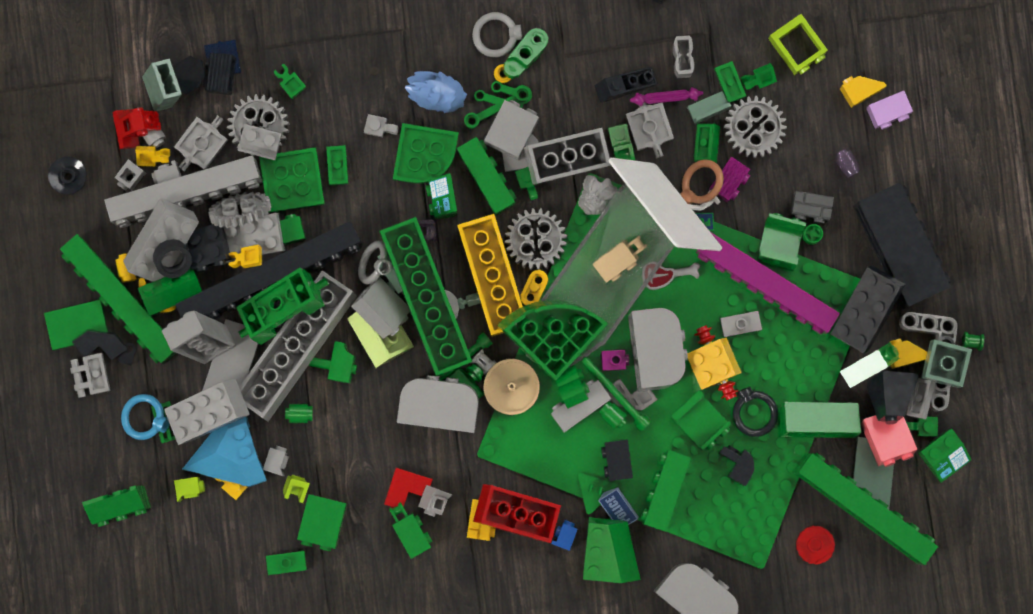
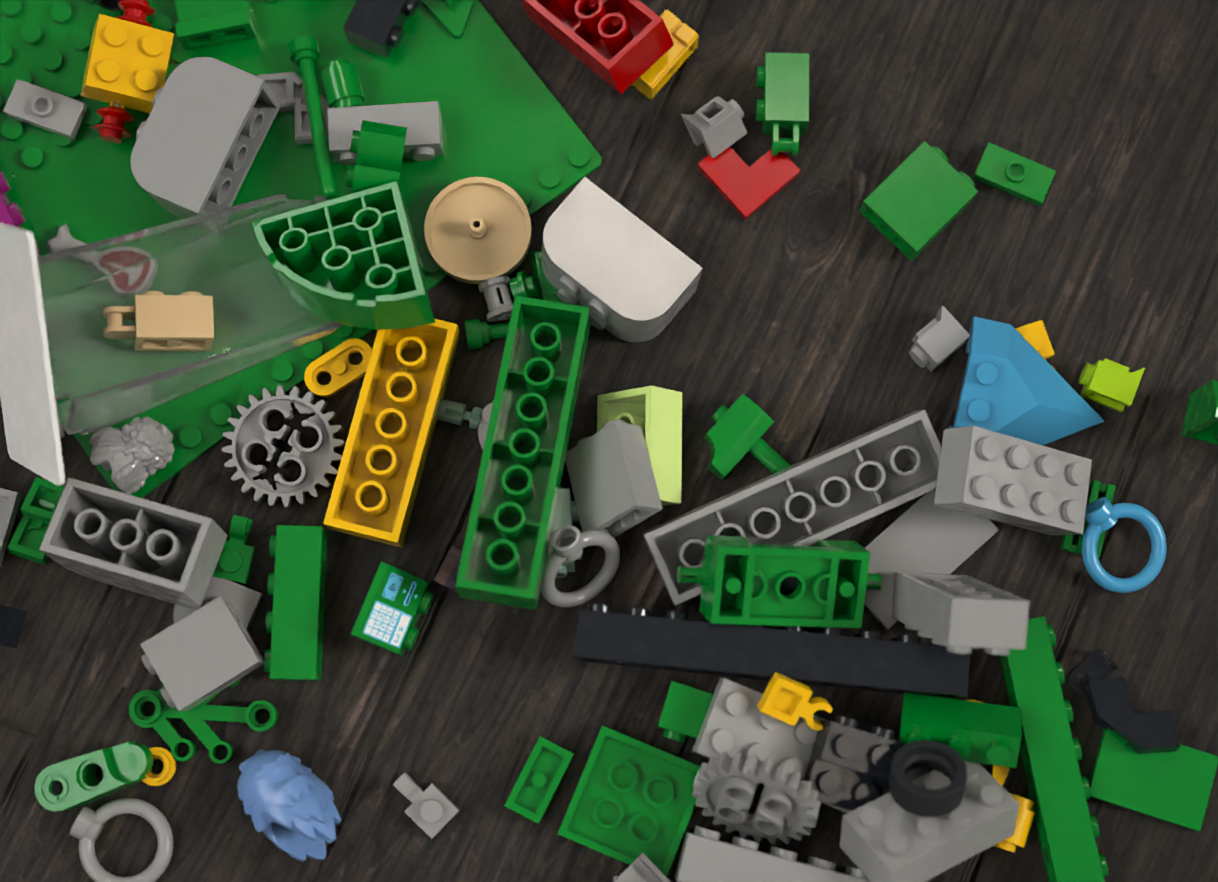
camera: 150 degrees left, 5 degrees down
(95, 372) = (1165, 669): light grey plate -> none
(297, 486) = (926, 282): lime window -> none
(299, 413) = (854, 396): green brick -> none
(424, 153) = (378, 708): green plate -> none
(614, 360) = (285, 171): magenta brick -> none

